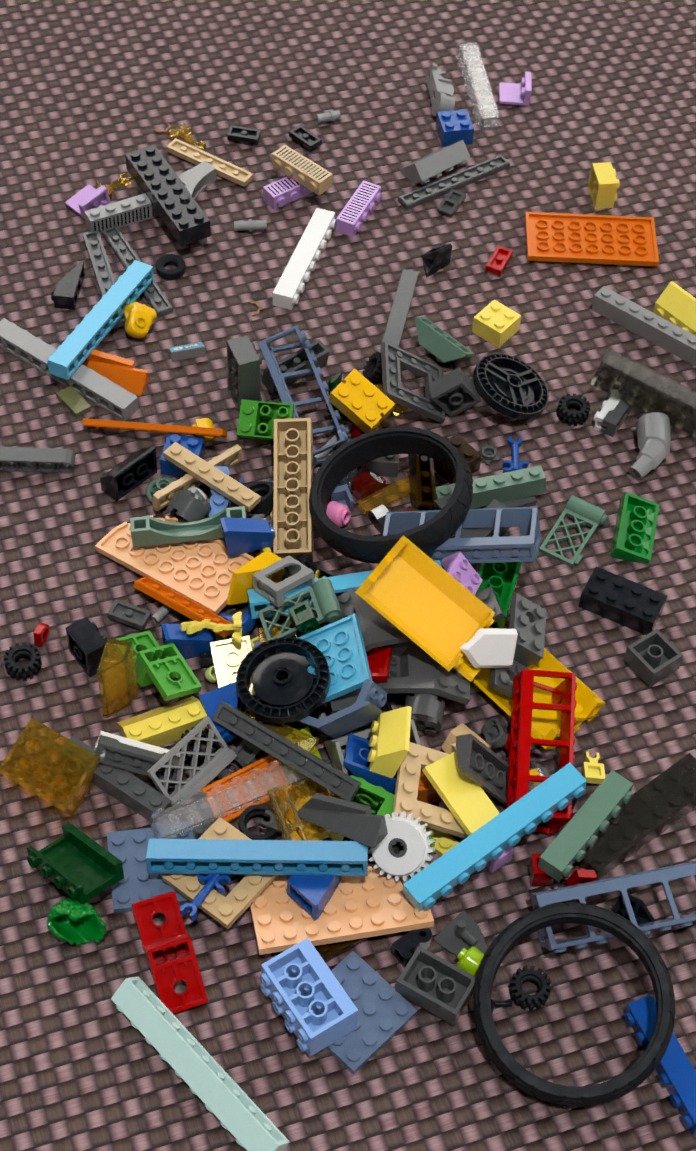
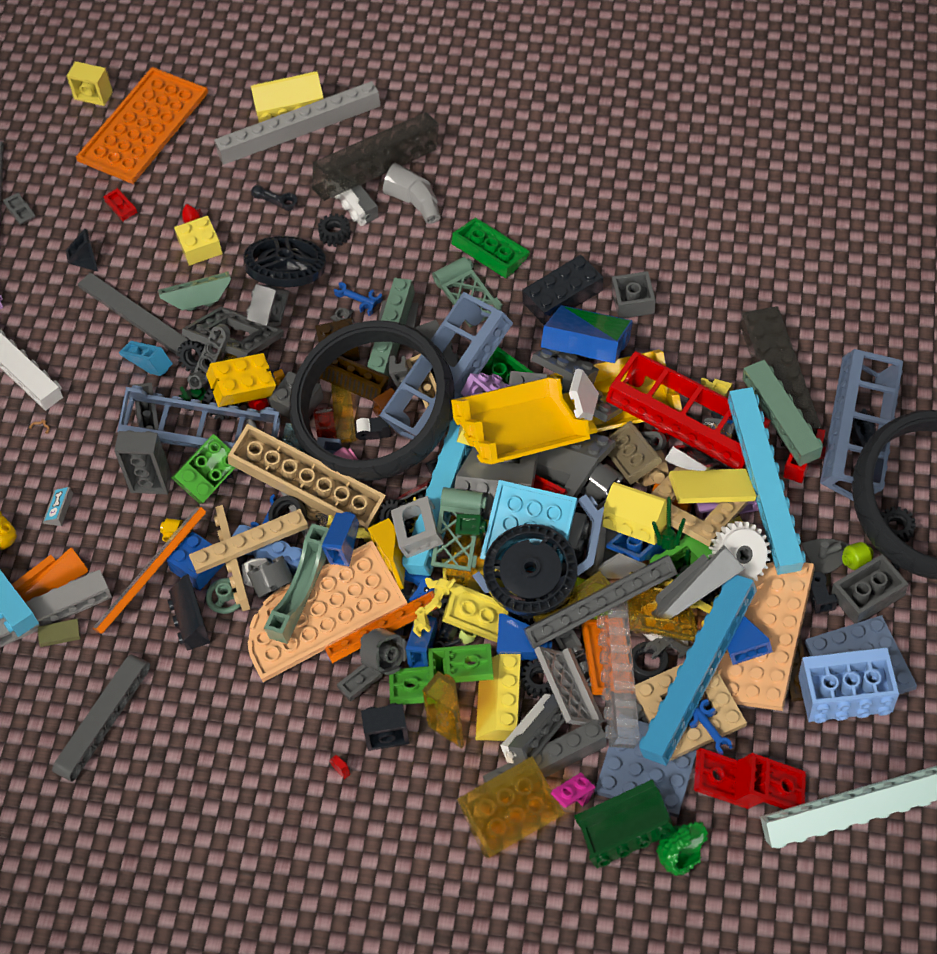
camera: 55 degrees left, 5 degrees up
(17, 653) = (366, 806): black tyre -> none
(90, 809) = (574, 790): none -> dark pink bracket
(155, 609) = (383, 650): none -> dark grey brick
(194, 662) = (439, 644): none -> black hand
(358, 342) = (147, 357): none -> dark azure slope
(380, 368) = (198, 379): none -> dark grey beam
(382, 777) = (668, 538): none -> dark green plant
(468, 718) = (632, 453): none -> dark tan tile
(516, 305) = (190, 213): none -> red plate
(575, 632) = (586, 334): none -> blue tile
(576, 343) = (259, 192): none -> black piece

